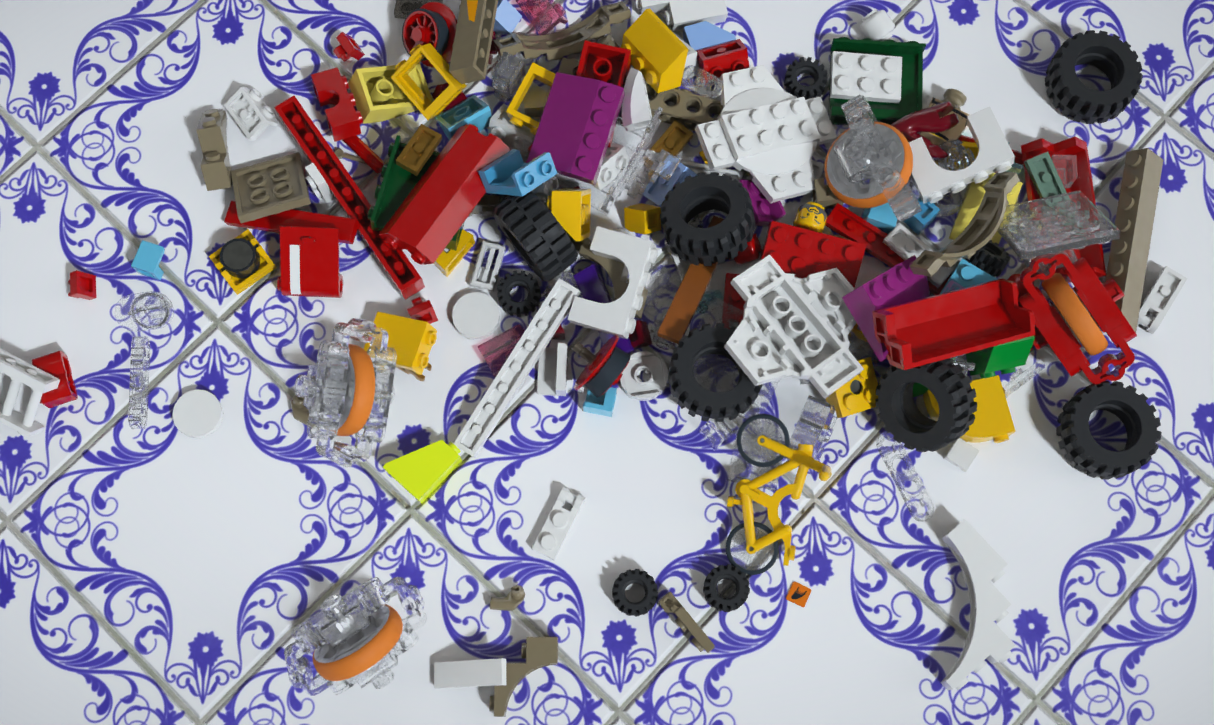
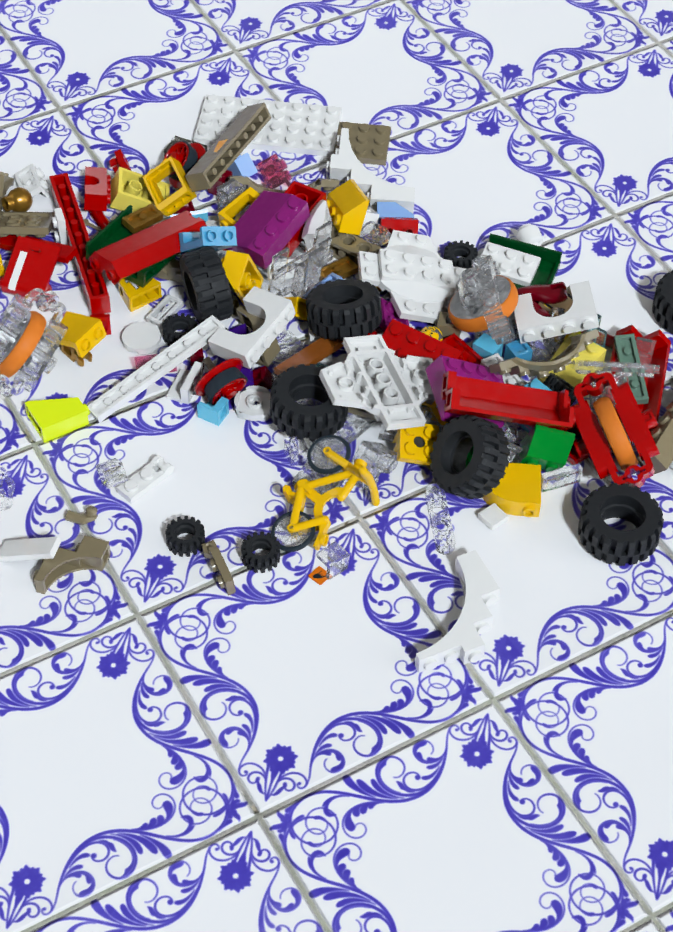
camera: 15 degrees right, 25 degrees down
(246, 150) = (17, 200): none -> pearl gold piece
(521, 535) = (112, 473): none -> clear brick
(811, 576) = (334, 558): none -> clear panel

